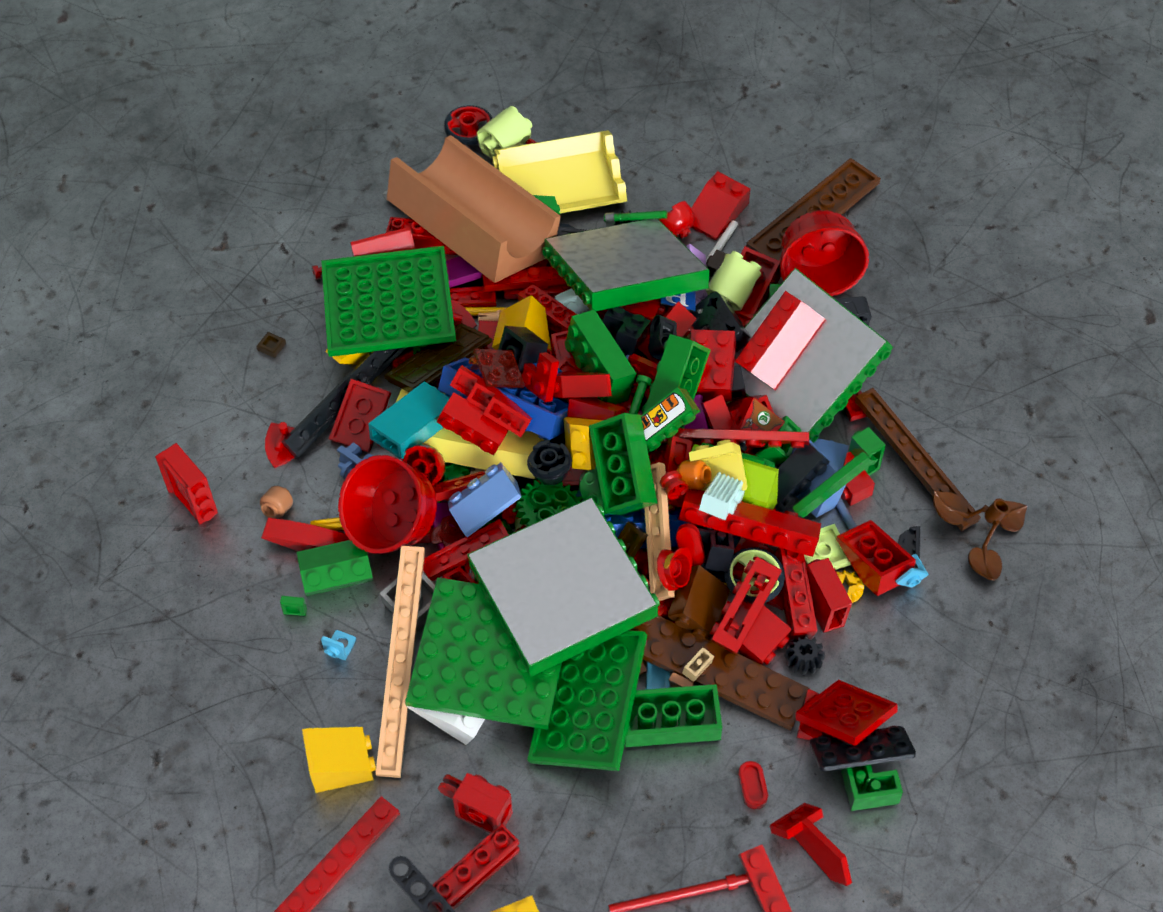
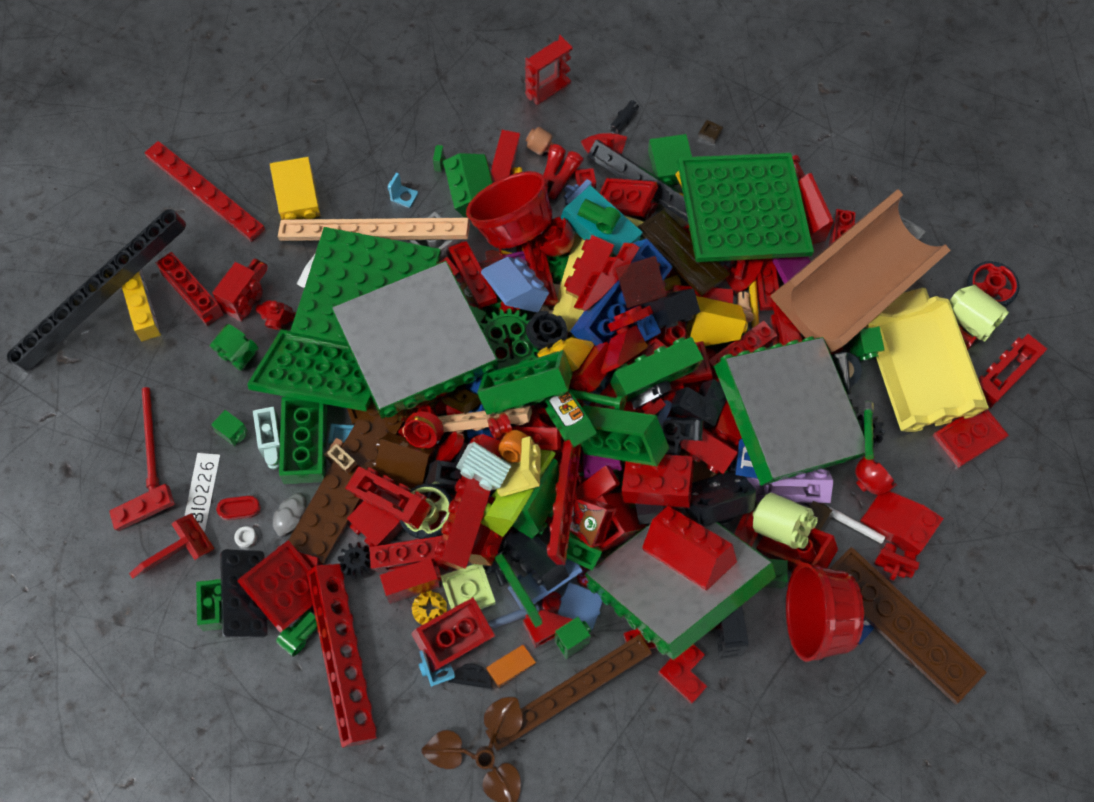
camera: 90 degrees right, 10 degrees up
(246, 423) = (623, 117): none -> black pin
(310, 376) = (665, 154): none -> green brick
(315, 481) = (555, 157): none -> red piece
(327, 460) = (584, 174): none -> red tile
(413, 407) = (604, 218): none -> green piece
(509, 765) = (275, 314): none -> red rock
(556, 119) = (1028, 349): none -> red brick
(557, 801) = (234, 346): none -> green brick
(632, 156) = (970, 437): none -> red tile
(659, 800) = (229, 428): none -> green brick
(669, 752) = (268, 435): none -> light aqua brick
(732, 830) = (202, 487): none -> white sticker
(756, 728) = (289, 514): none -> light grey arm
(759, 212) = (897, 564): none -> red hips
(787, 772) = (245, 537): none -> white tile
(886, 375) = (679, 674): none -> red plate
(895, 512) = (510, 666): none -> orange slope
(905, 705) = (294, 638): none -> green piece
(908, 656) = (336, 664): none -> red brick

